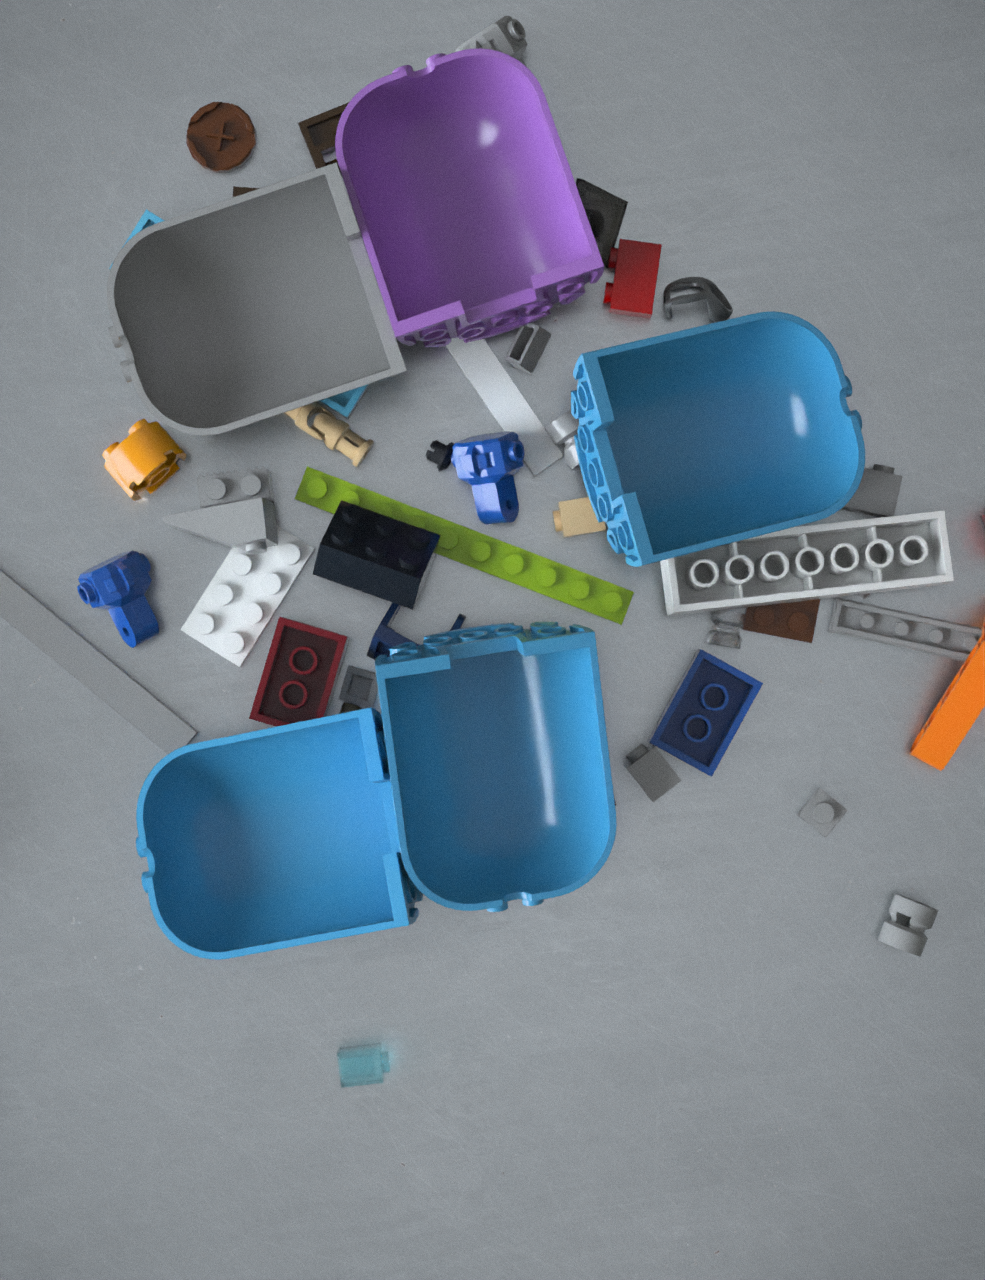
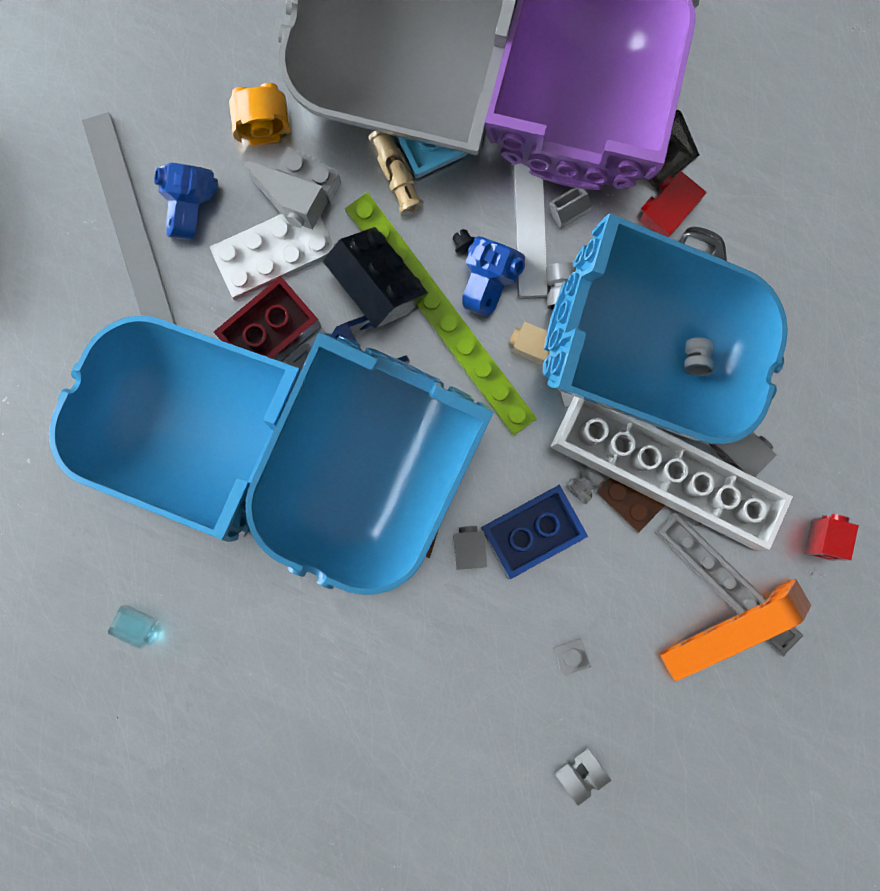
camera: 35 degrees right, 5 degrees down
(761, 423) = (699, 356): none -> light grey wheel

